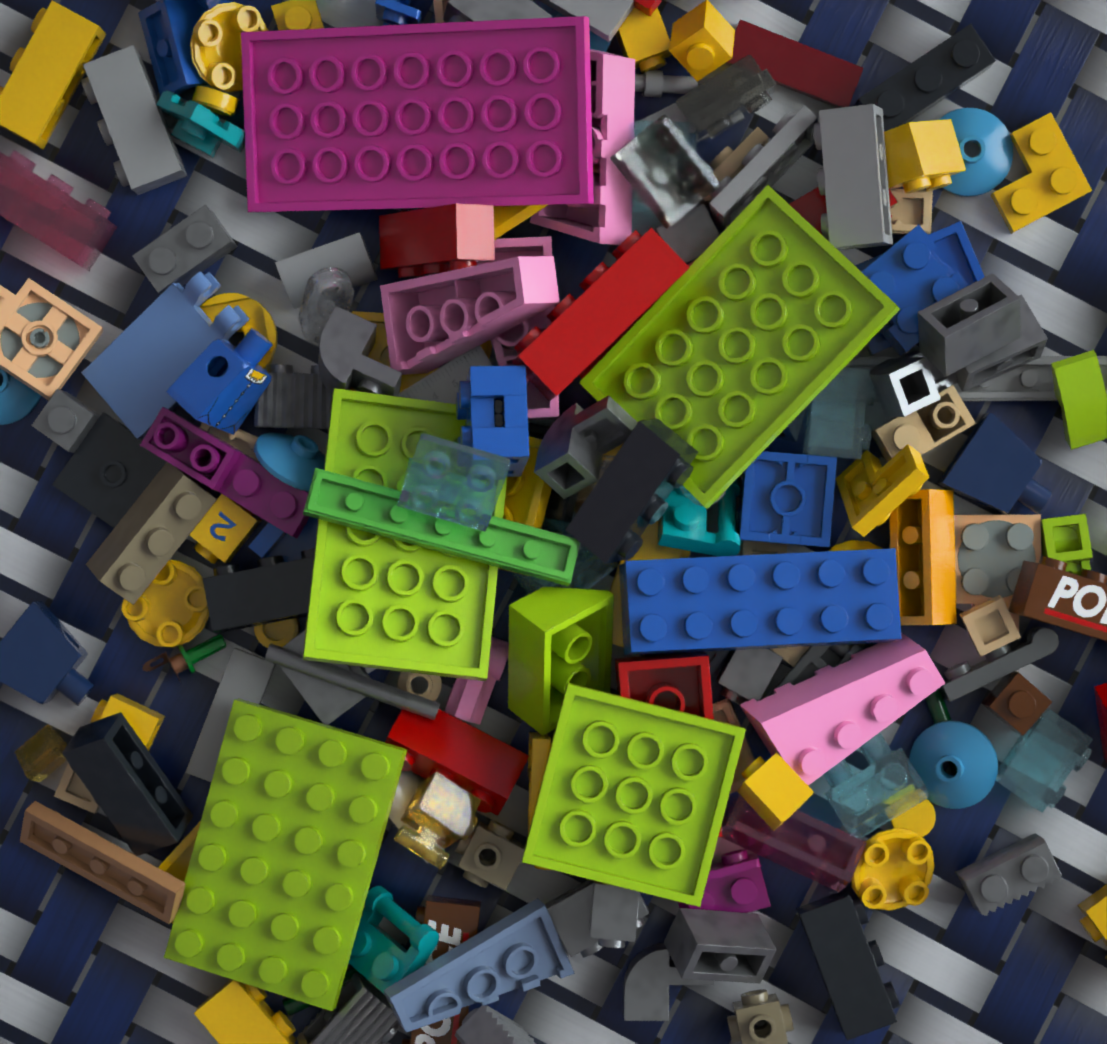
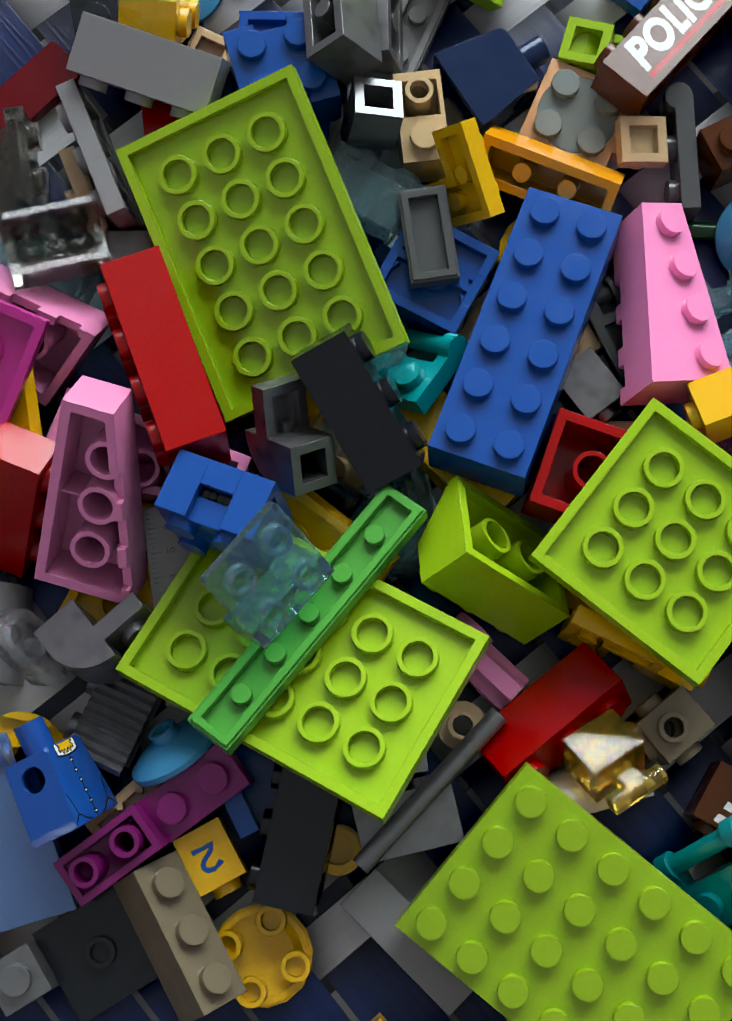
camera: 70 degrees left, 10 degrees down
(186, 659) = (330, 959): green piece -> none
(814, 480) = (428, 236): none -> dark grey tile

